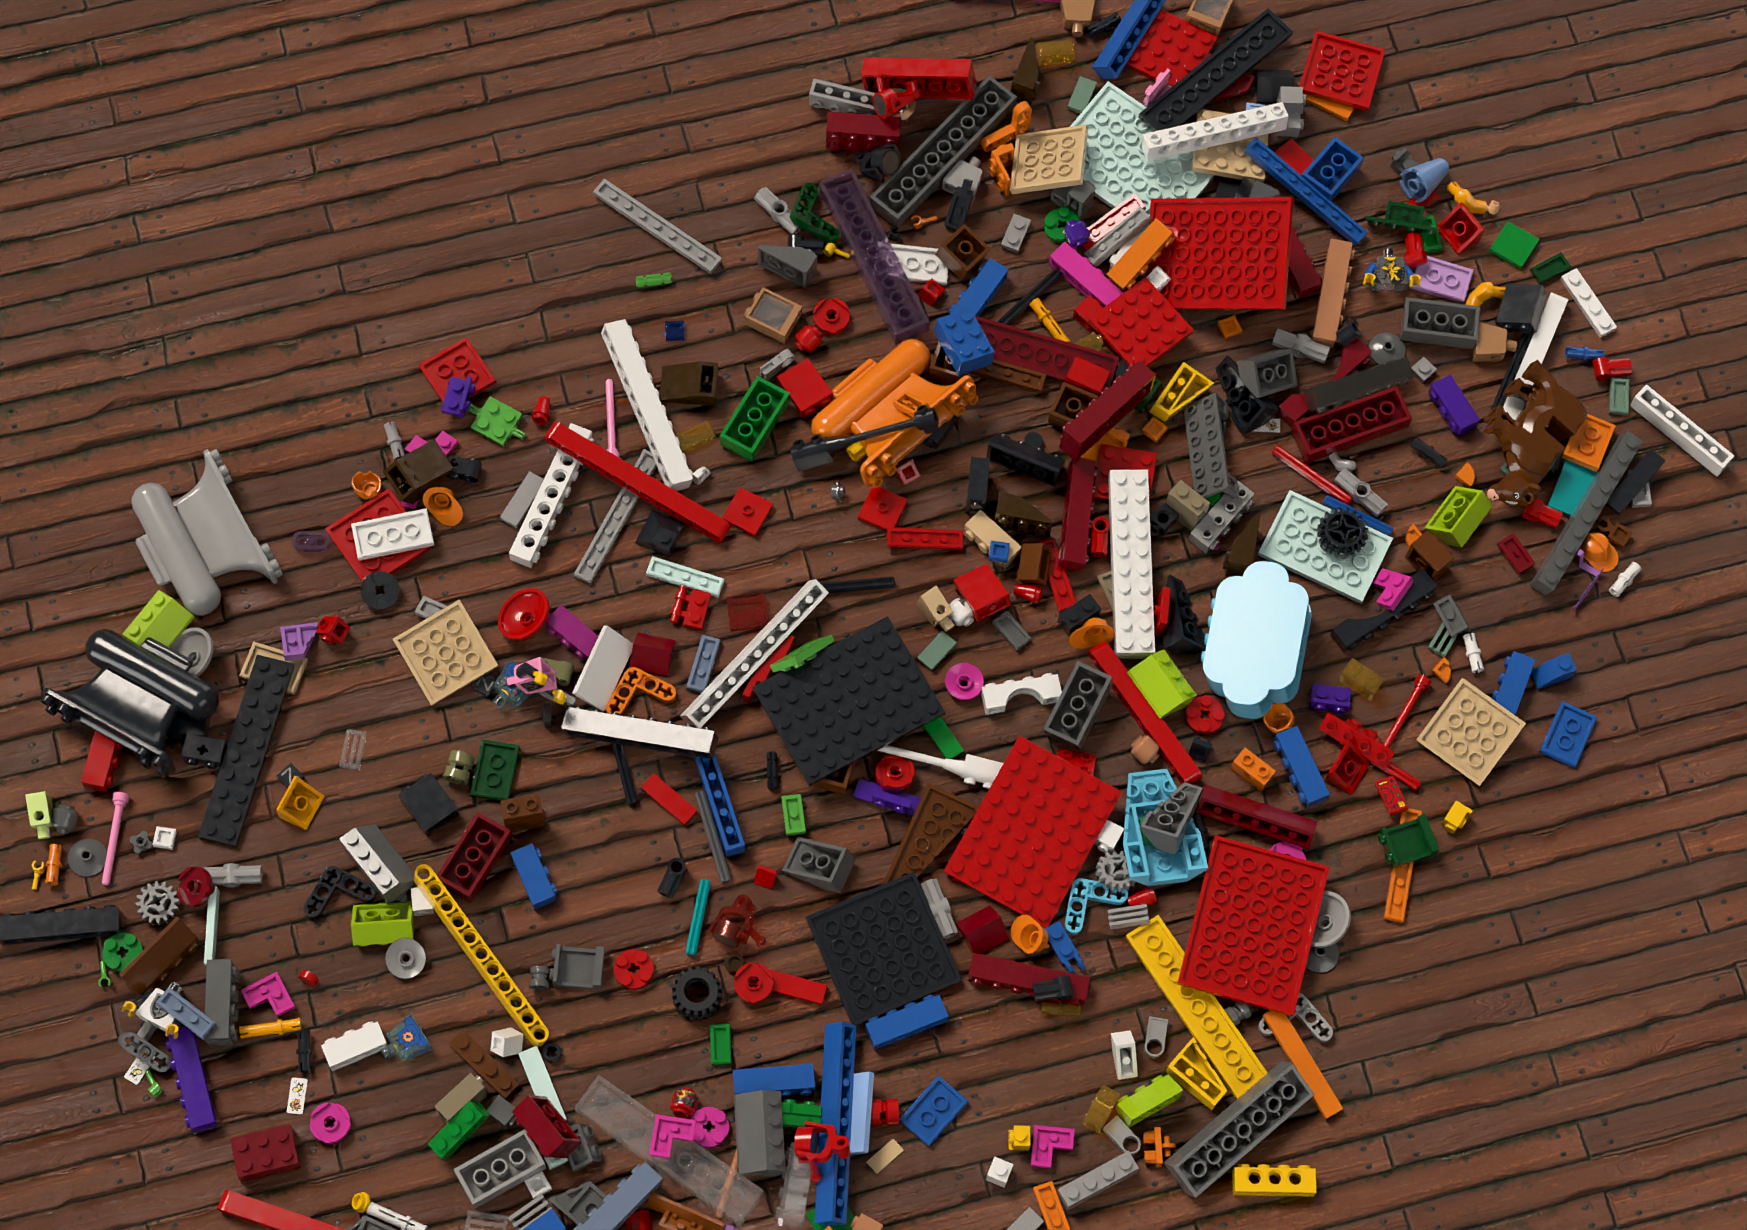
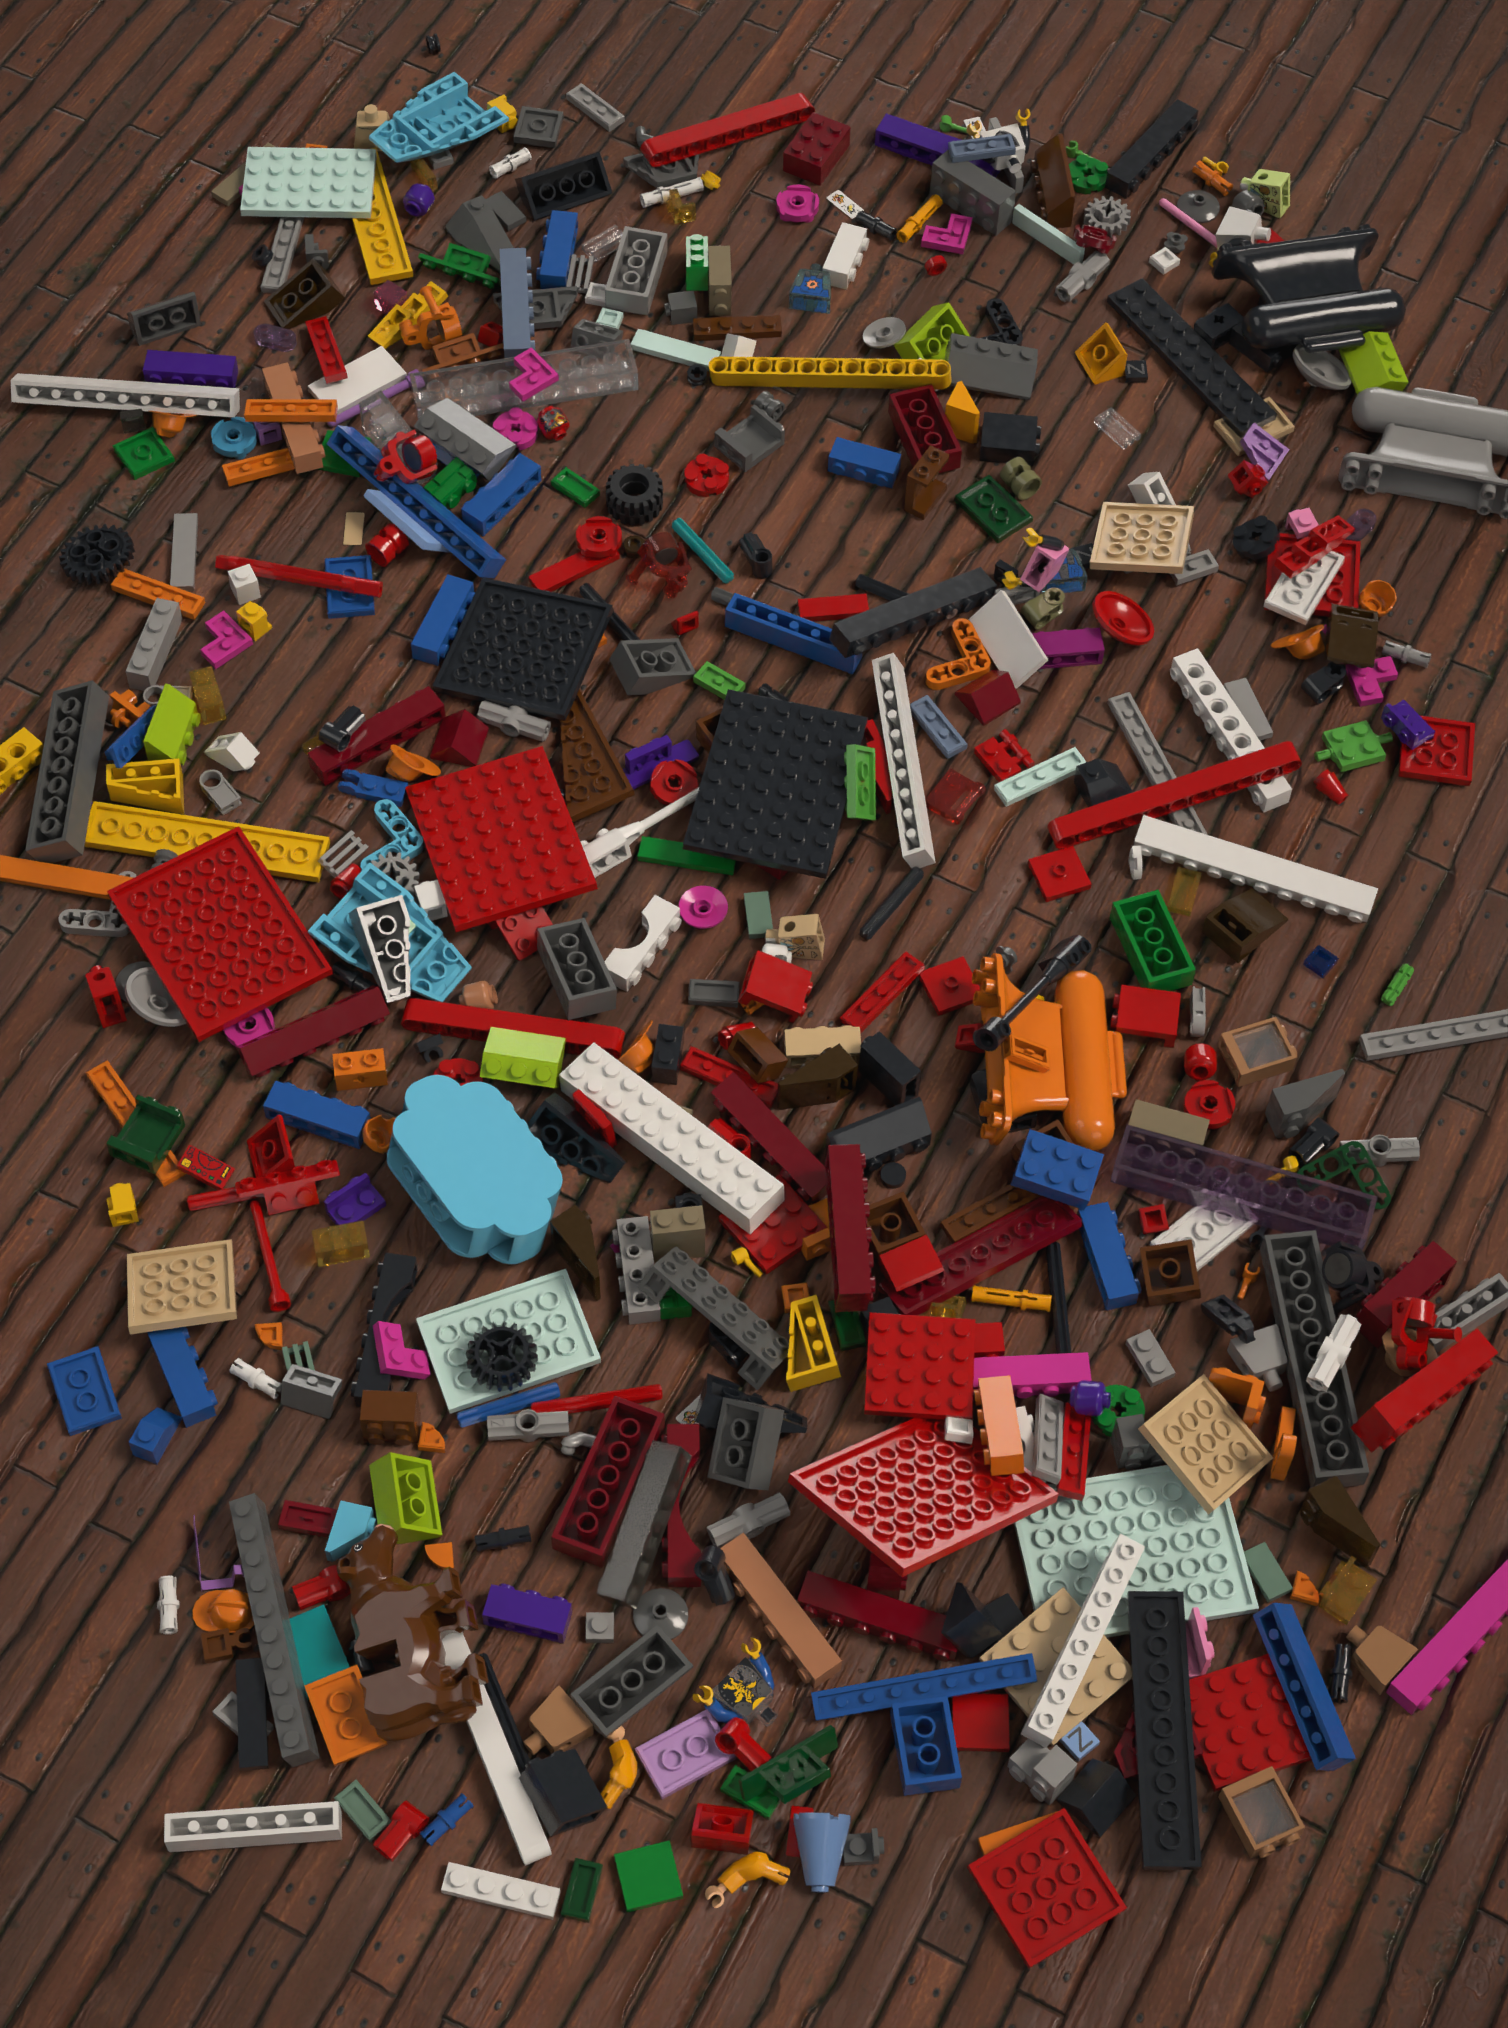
camera: 135 degrees right, 10 degrees down
(107, 793) = (1239, 226): none -> white torso
(159, 1054) = (991, 112): dark grey beam -> none
(341, 571) = (1301, 522): none -> bright pink bracket
(364, 541) = (1314, 547): none -> red slope
(397, 679) = (1151, 489): none -> white slope
(410, 1203) = (680, 212): none -> clear yellow bracket
(439, 844) = (963, 414): none -> light orange slope
(546, 1127) = (633, 309): dark red brick -> none
(610, 418) = (1228, 808): bright pink piece -> none
(803, 928) = (615, 621): none -> black axle
(869, 324) = (1169, 1122): none -> dark tan brick
(940, 132) = (1333, 1352): none -> white piece
(960, 1144) = (303, 576): none -> red piece
(999, 551) = (800, 1028): blue tile -> none
(1073, 72) = (1304, 1590): none -> orange tile
(1159, 476) = (741, 1255): none -> yellow hand
(1181, 1116) = (131, 740): none -> blue bracket
(1354, 948) = (102, 985): none -> red torso
(1501, 526) = (350, 1526): none -> medium azure slope

